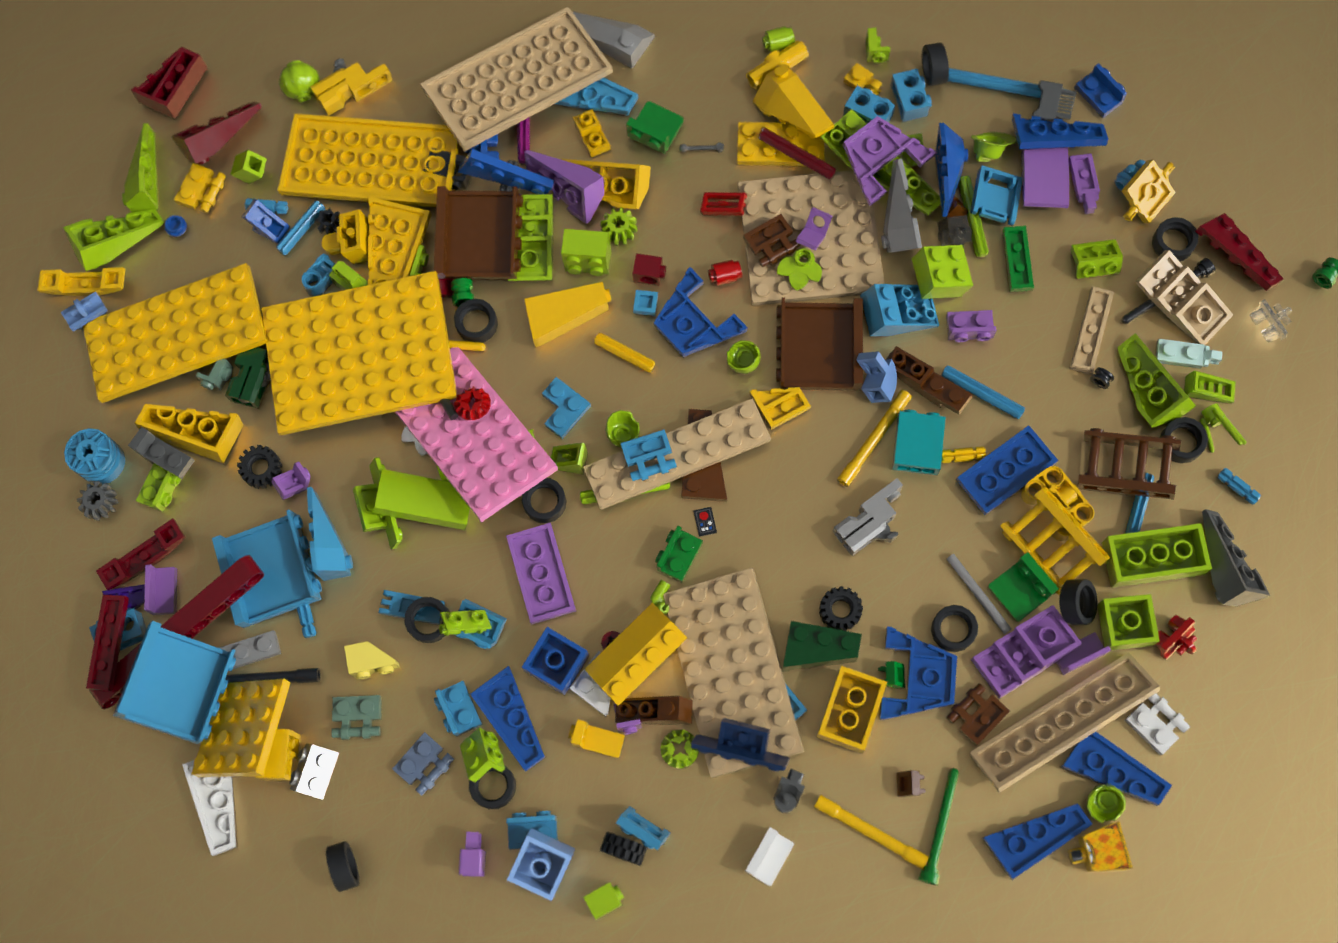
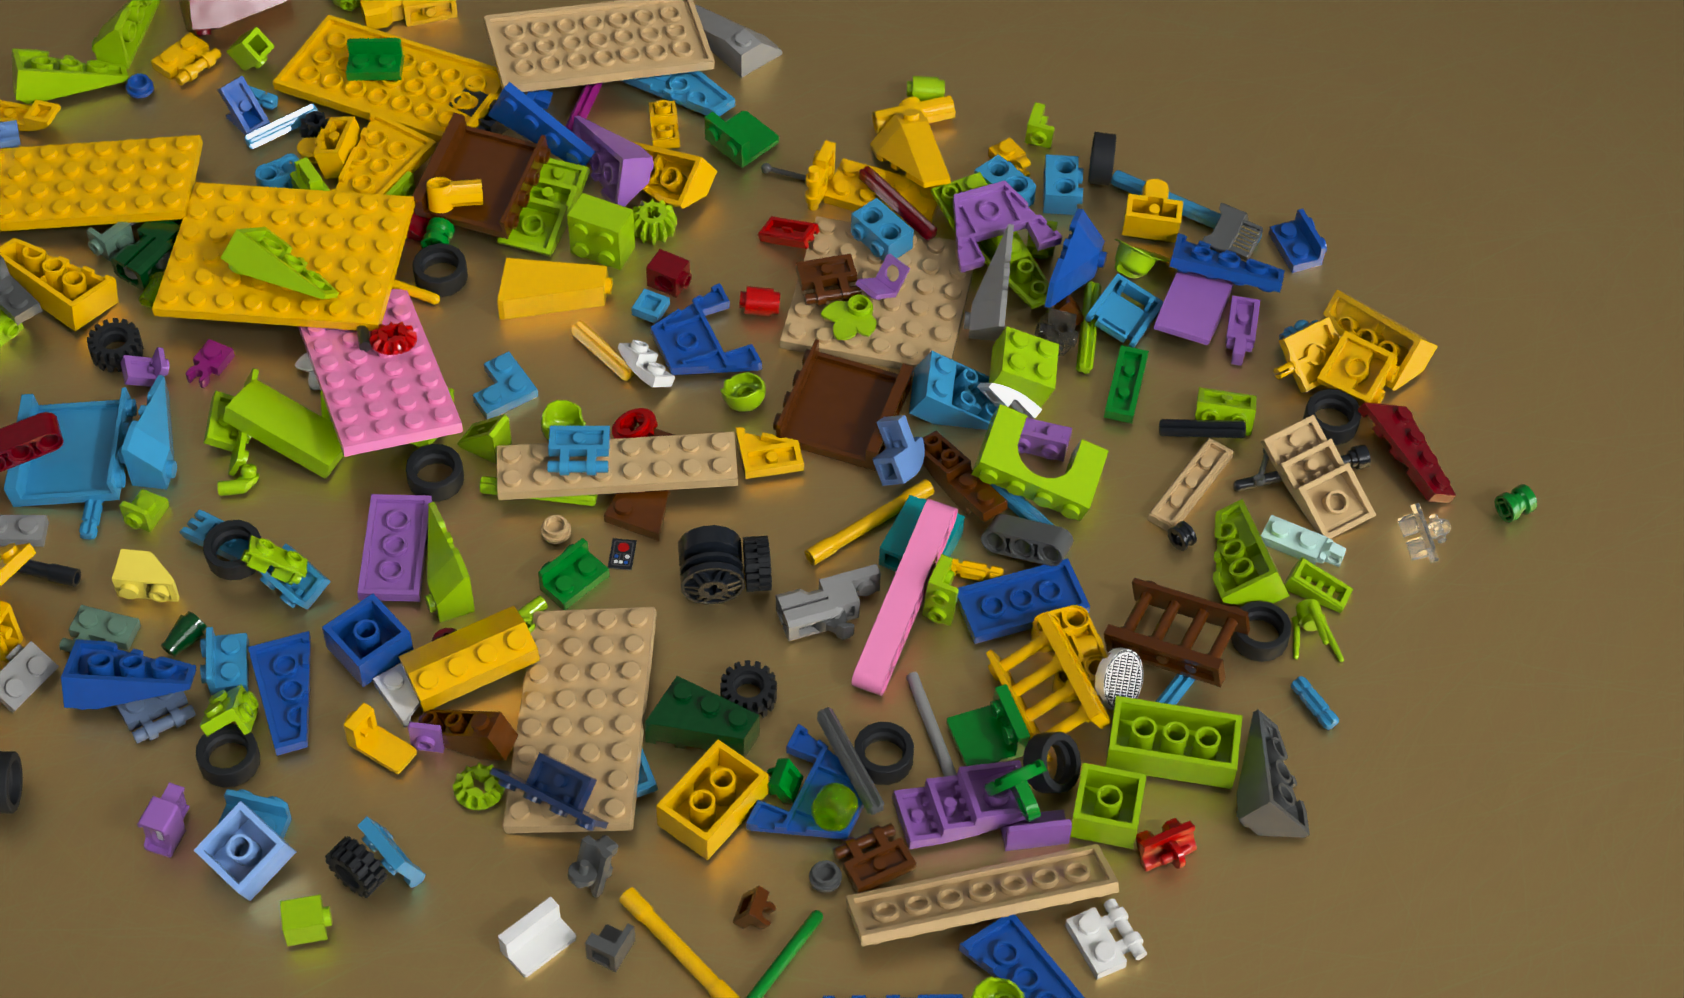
camera: 10 degrees right, 20 degrees down
(267, 408) = (148, 296): none -> clear neon green pin
(336, 454) = (210, 359): none -> magenta plate
(343, 601) = (144, 510): none -> lime bracket
(351, 149) = (374, 59): none -> green bracket
(351, 369) = (268, 258): none -> lime wedge
(386, 751) = (105, 676): none -> blue wedge
(406, 554) = (241, 484): none -> lime arm
(418, 696) = (184, 633): none -> dark green cone
(458, 259) = (446, 194): none -> yellow piece
(592, 591) = (446, 574): none -> lime wedge
(651, 519) = (555, 529): none -> tan plate
(657, 354) = (644, 365): none -> white slope
(666, 410) = (626, 423): none -> red gear
(730, 147) = (820, 174): none -> yellow plate
(780, 522) = (711, 564): none -> black wheel
(799, 181) = (881, 230): none -> dark azure brick
(811, 505) = (757, 563): none -> black tyre
(821, 844) = (610, 946): none -> dark grey panel
(928, 500) = (904, 597): none -> bright pink beam
(936, 646) = (850, 761): none -> dark grey axle
(941, 304) = (1007, 396): none -> white slope
(941, 690) = (834, 807): none -> clear neon green head
(948, 492) = (940, 595): none -> lime bracket
(949, 740) = (825, 876): none -> dark grey plate
(957, 364) = (1002, 466): none -> lime arch
(988, 101) = (1152, 213): none -> yellow brick
(995, 420) = (1027, 539): none -> dark grey beam
(1066, 634) = (1020, 788): none -> green tile
(1086, 280) = (1202, 428): none -> black axle
(1102, 517) = (1119, 676): none -> white tile
(1142, 312) = (1259, 479): none -> dark grey hinge
(1185, 196) = (1359, 369): none -> yellow plate
(1197, 166) = (1411, 349): none -> yellow wedge

